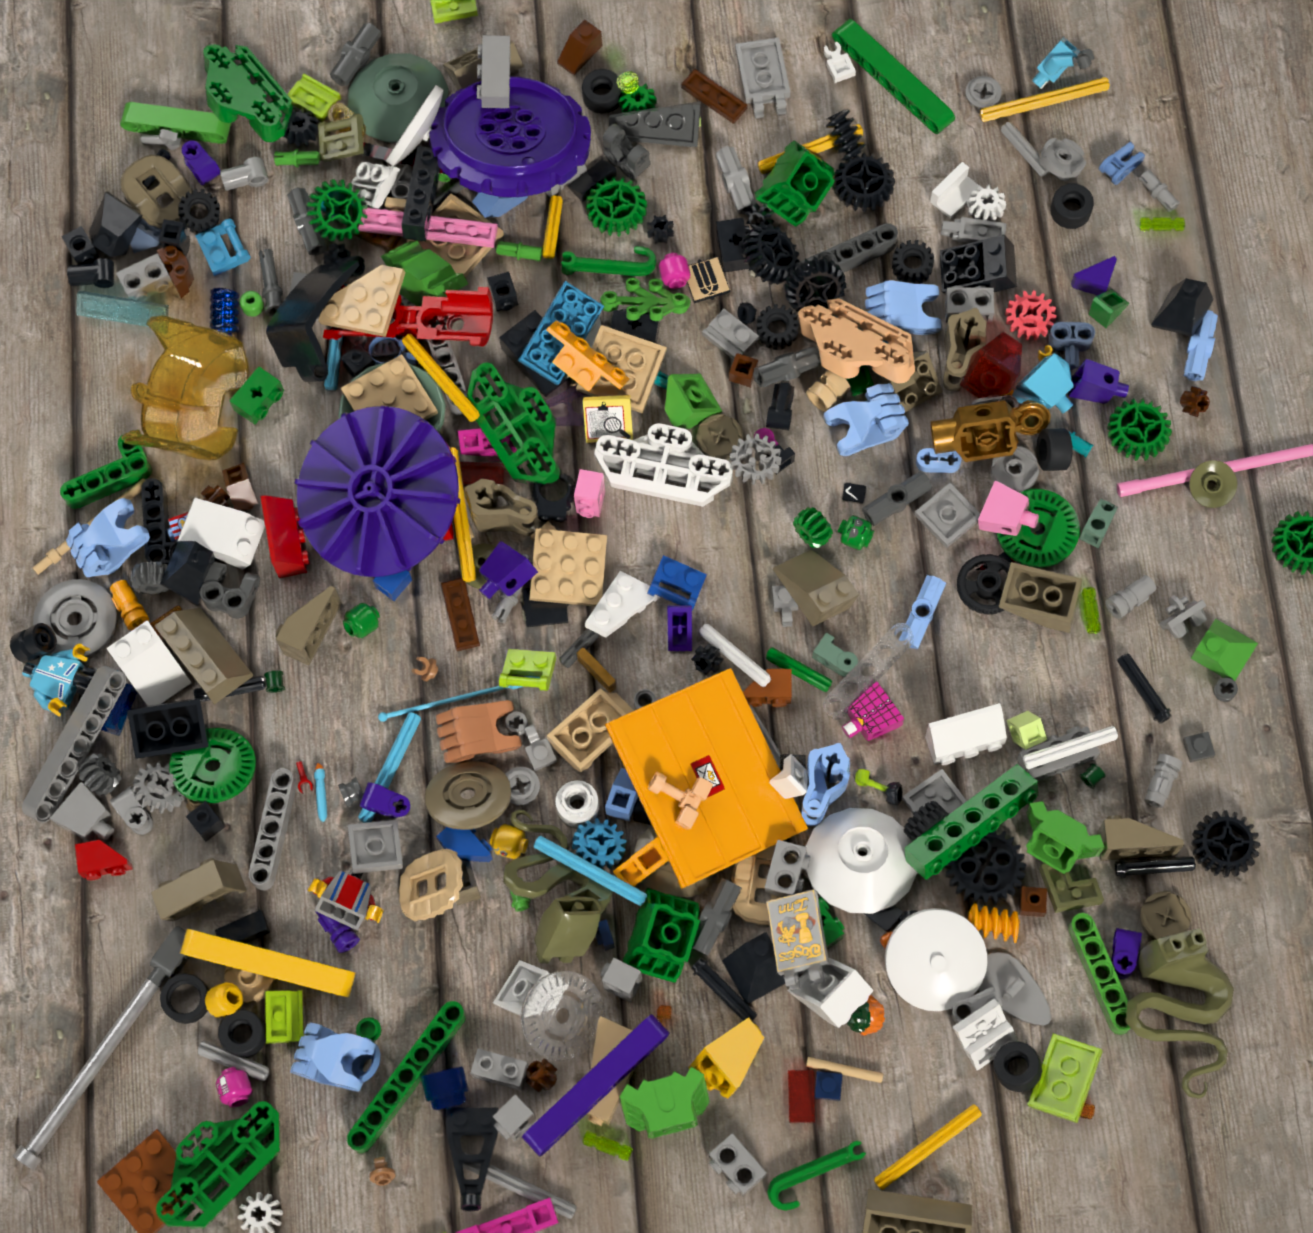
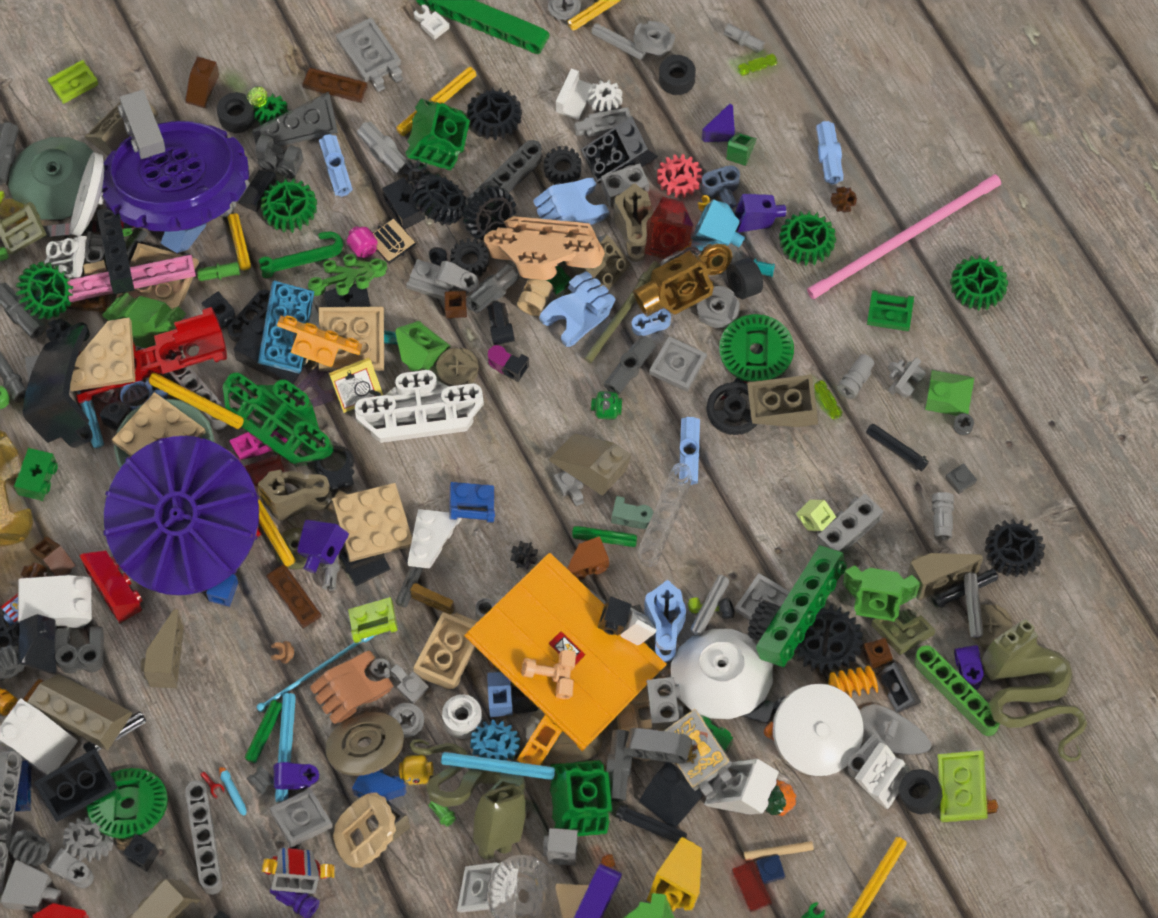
camera: 25 degrees left, 5 degrees down
(274, 681) = (152, 712): dark green axle -> none
(361, 620) = (209, 632): green head -> none
(370, 747) = (263, 731): none -> green axle
(535, 299) = (237, 321): none -> black beam
(589, 493) = (366, 453): bright pink brick -> none
(604, 935) = (532, 818): dark blue plate -> none
(660, 229) = (335, 211): black gear -> none
(678, 191) = (338, 174): none -> light blue piece
(679, 628) = (489, 537): dark purple slope -> none
(735, 655) = (547, 542): white axle -> none
(744, 453) = (486, 371): light grey gear -> none
(750, 341) = (453, 278): none -> light grey piece
(760, 913) = (658, 745): none -> dark grey beam
(770, 760) = (614, 616): none -> black brick
(812, 527) = (569, 413): green gear -> none
(845, 134) = (463, 78): black piece -> none
(854, 492) = (590, 374): black sticker -> none
(872, 714) = (682, 550): dark pink torso -> none
(877, 783) = (709, 605): none -> light grey axle
(908, 442) = (644, 278): none -> olive bar
(966, 734) = (767, 537): white slope -> none
(1006, 511) = (726, 342): bright pink torso -> none
(1041, 945) = (898, 687): none -> black slope
(1070, 747) = (857, 515): white axle -> none
(1092, 775) = (884, 533): dark green axle -> none
(1098, 523) = (805, 326): sand green leg -> none
(1116, 168) = (701, 31): medium blue piece -> none
(1155, 889) = (973, 605): none -> light grey axle
(1184, 307) = (804, 125): black slope -> none
(1193, 544) = (890, 316): none -> green plate
(1224, 480) = (895, 259): olive dish -> none

